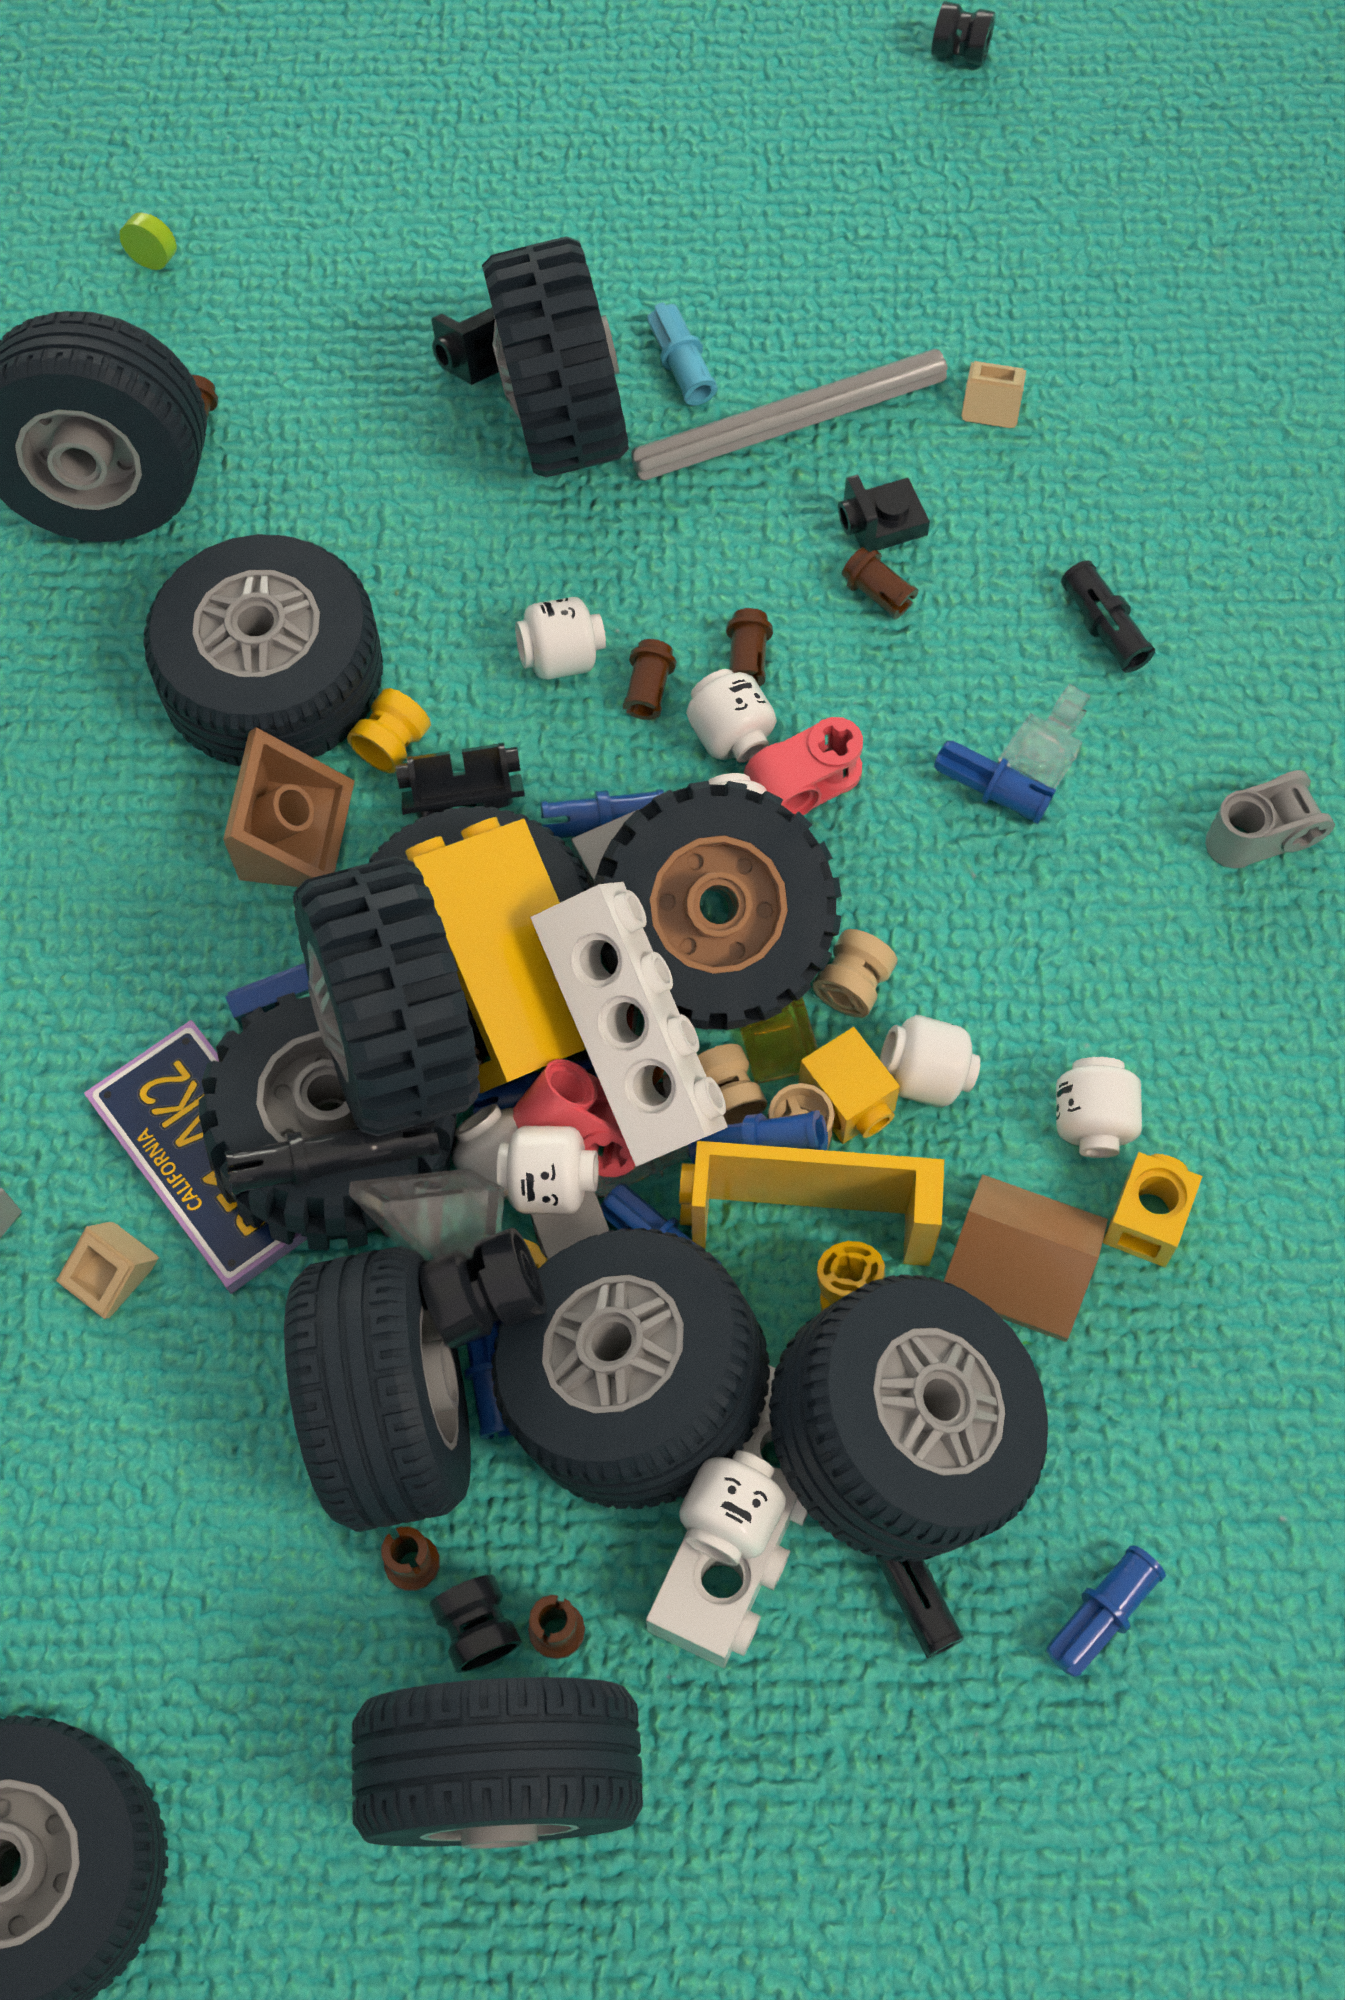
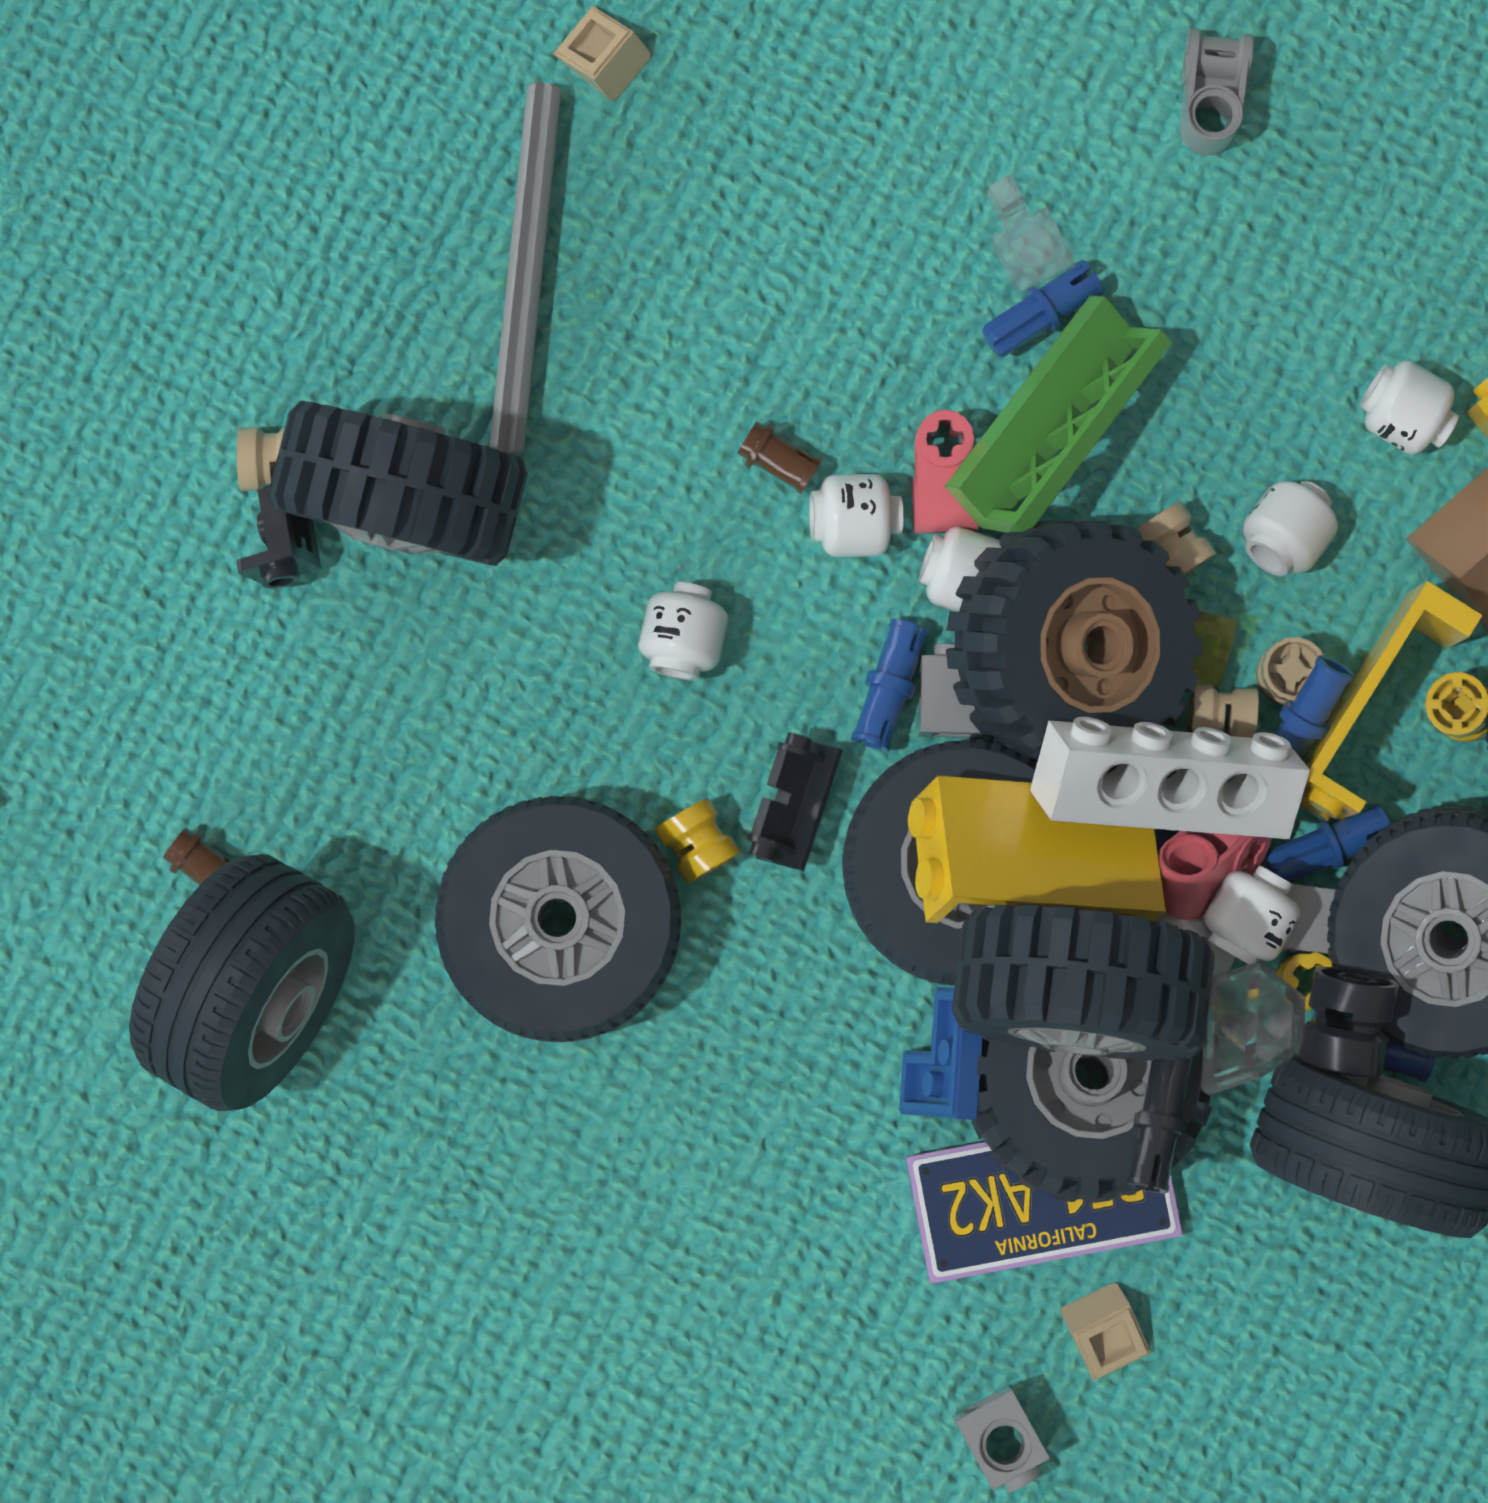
camera: 70 degrees left, 20 degrees up
(285, 814) = (745, 973): medium nougat slope -> none
(651, 665) = (763, 568): reddish brown pin -> none
(682, 354) = (392, 337): medium azure axle -> none
(856, 1084) = (1278, 608): yellow brick -> none
(879, 582) = (772, 293): reddish brown pin -> none
(882, 513) = (692, 245): black bracket -> none
(908, 811) = (1052, 415): none -> bright green fence
(1128, 642) = (923, 101): black pin -> none

